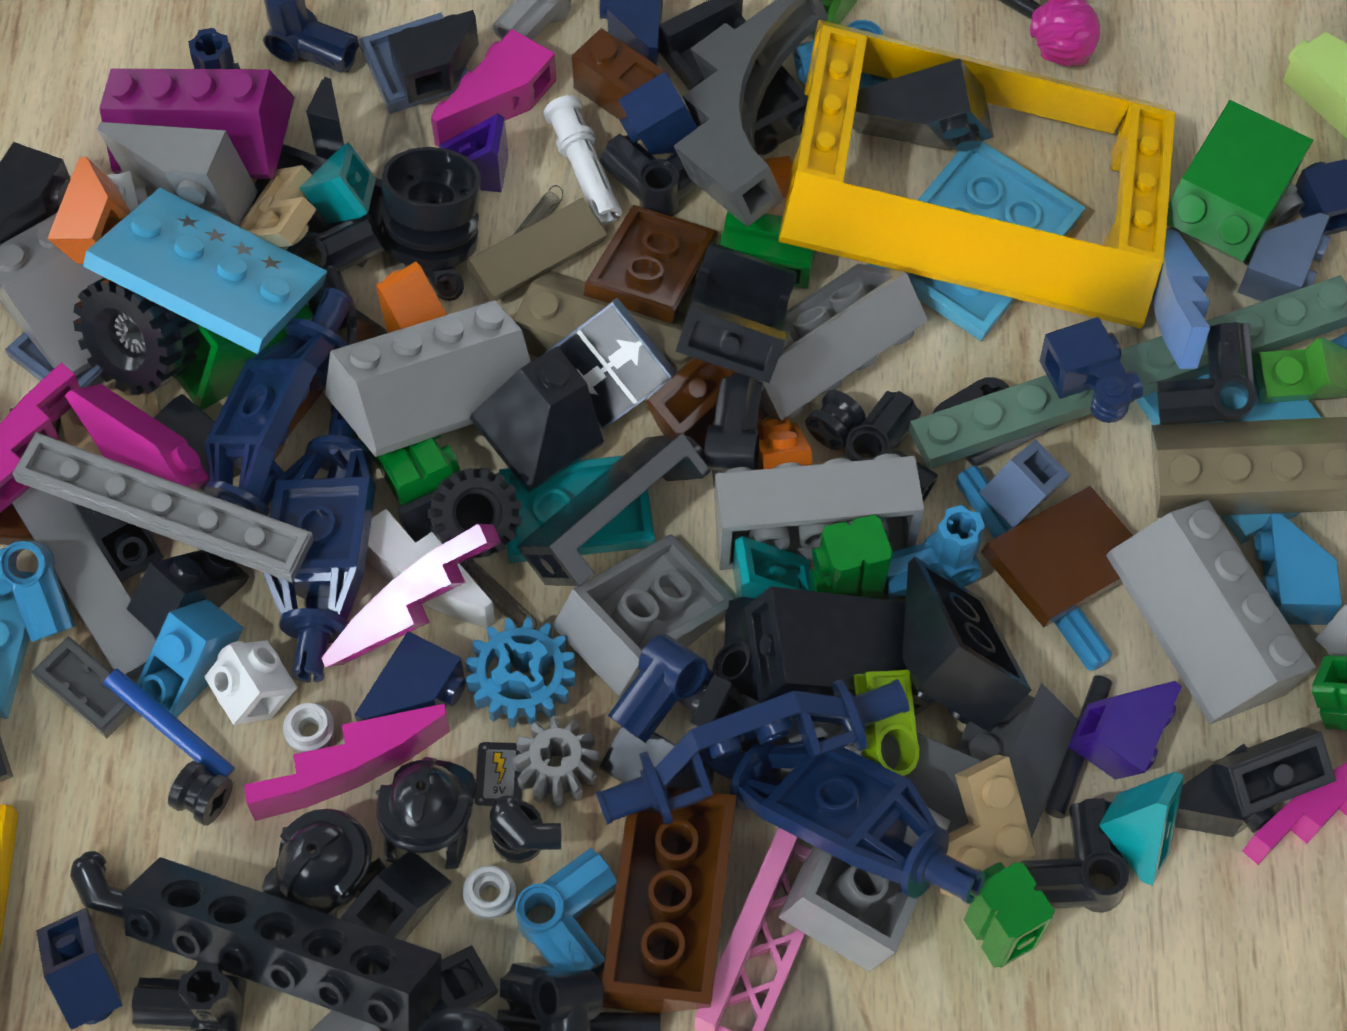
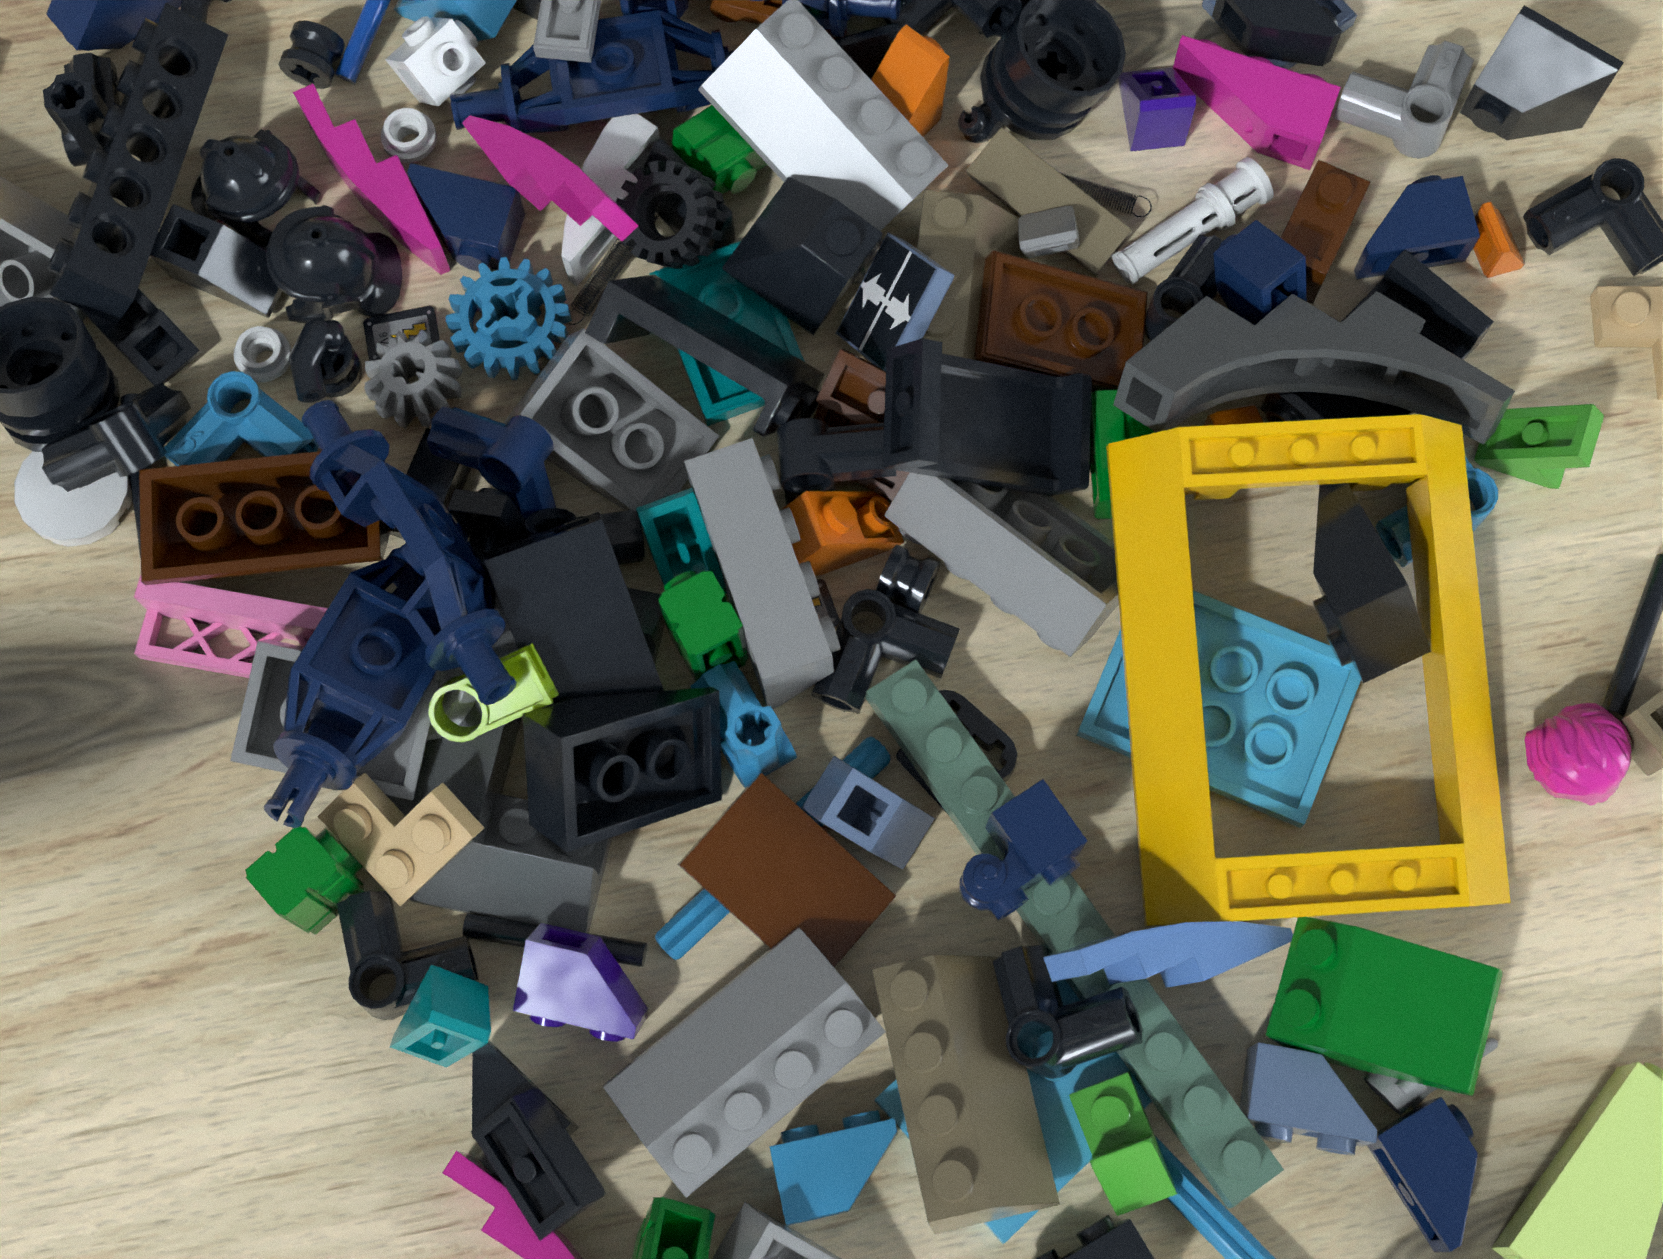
camera: 80 degrees right, 10 degrees up
(570, 250) = (1048, 232): none -> light grey slope

